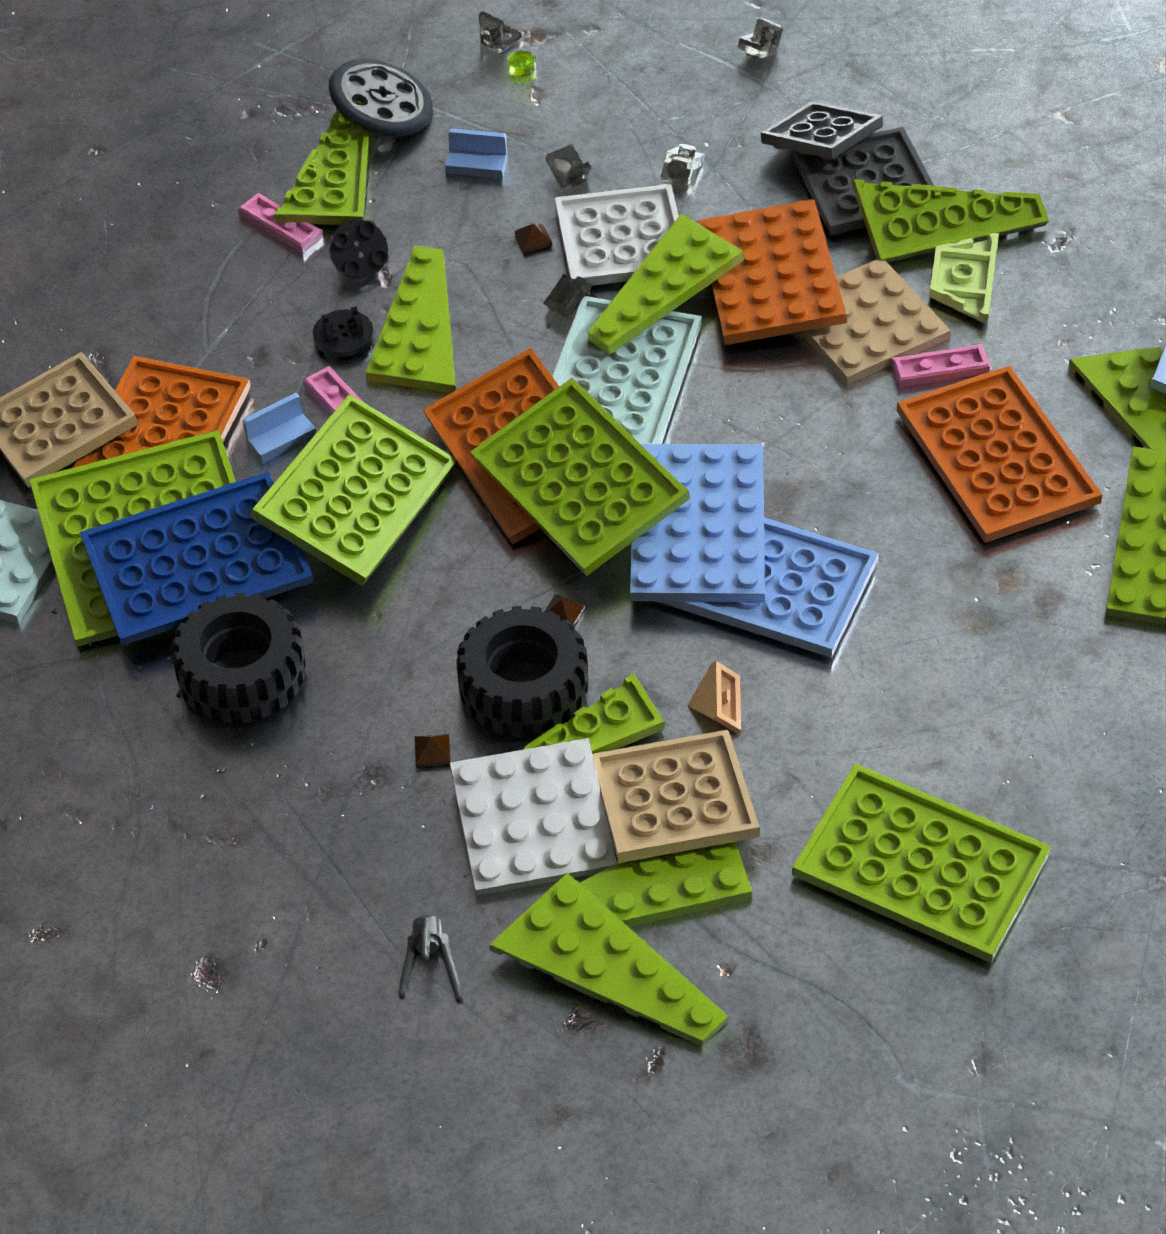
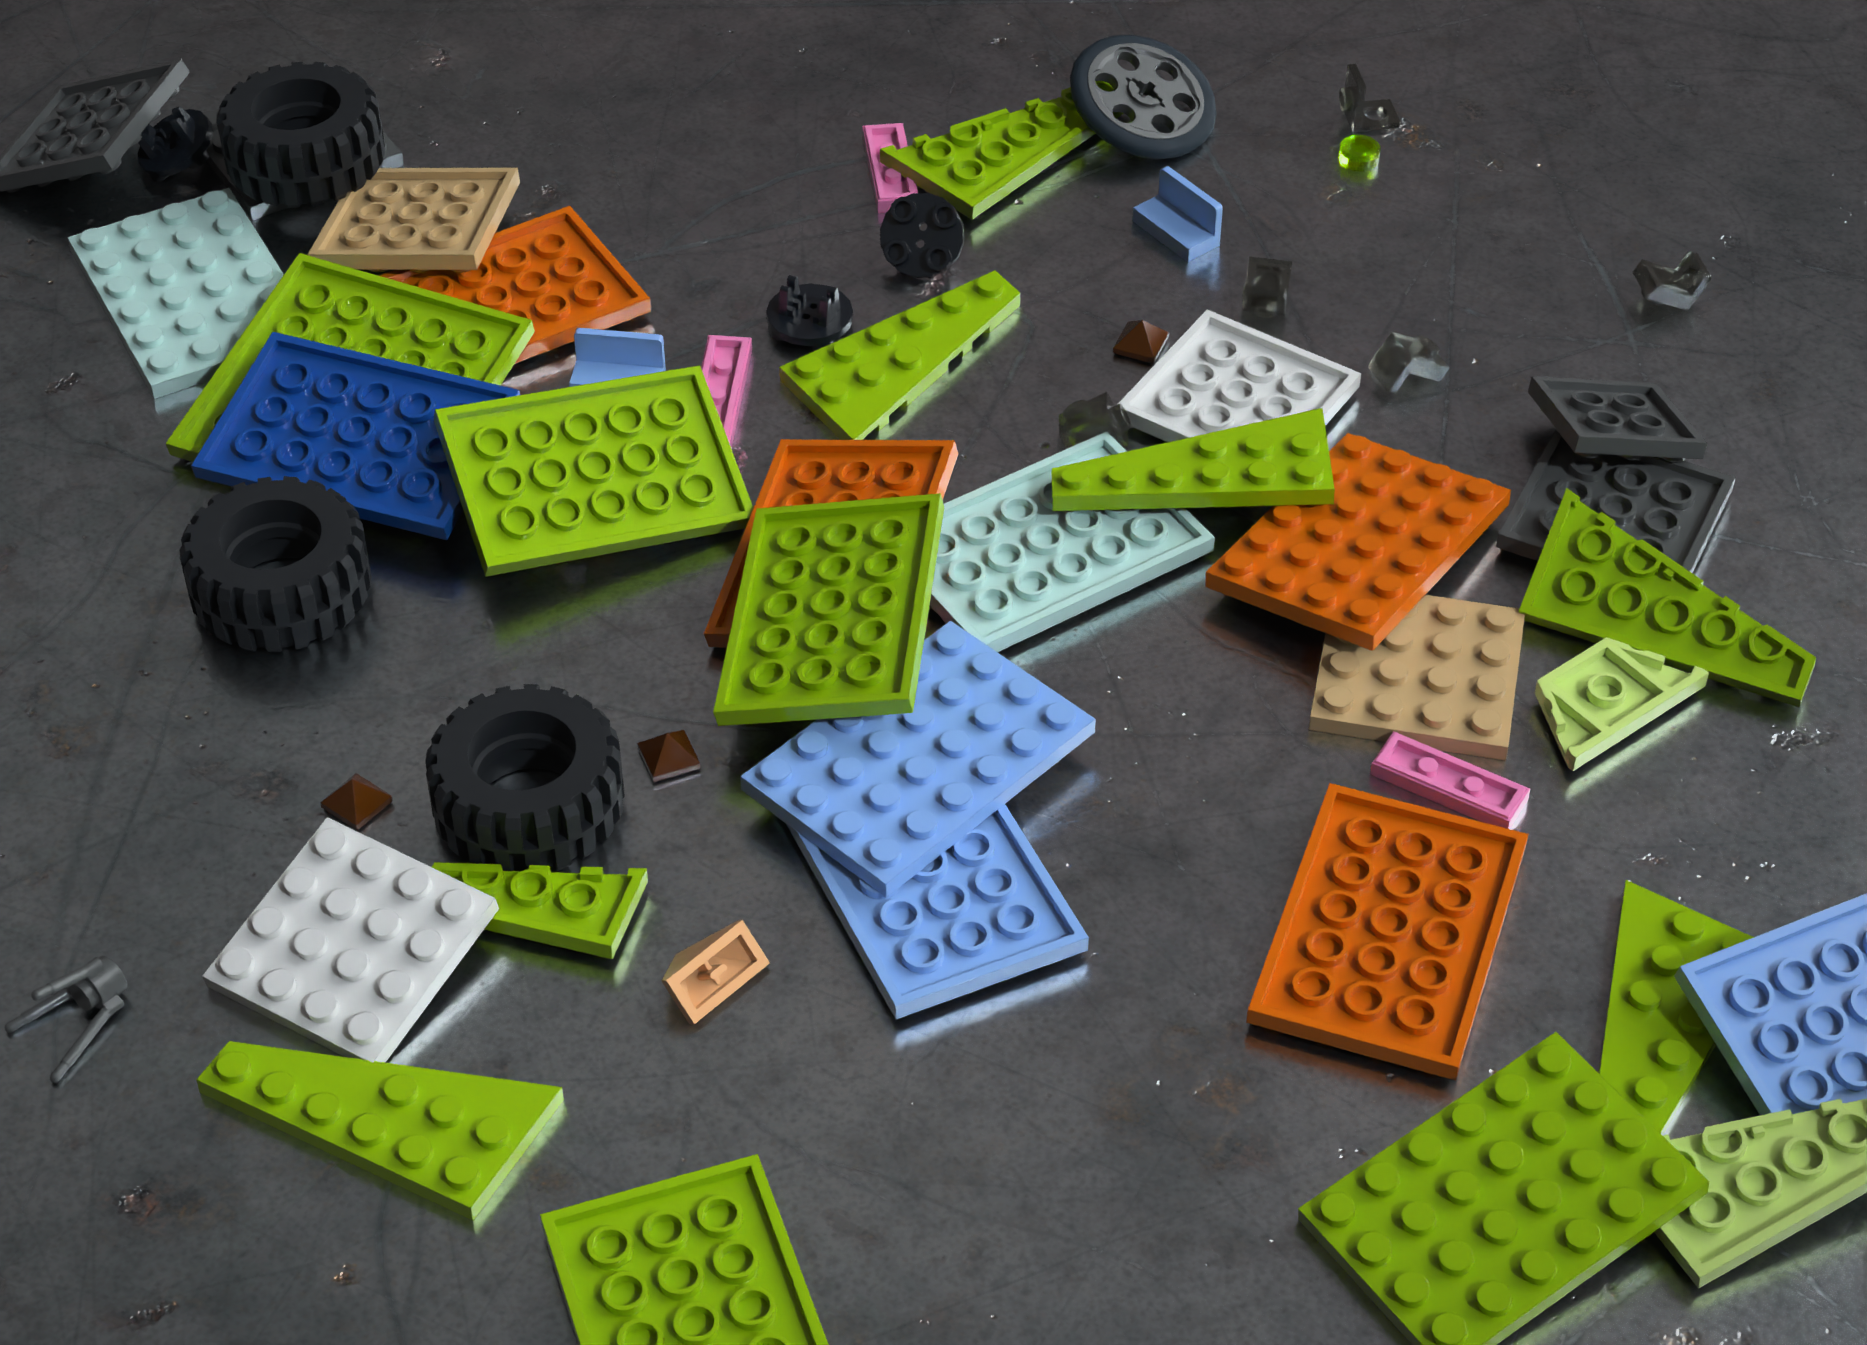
camera: 40 degrees right, 5 degrees down
(599, 955) = (220, 1139): lime wing -> none
(675, 796) = (513, 1034): tan plate -> none

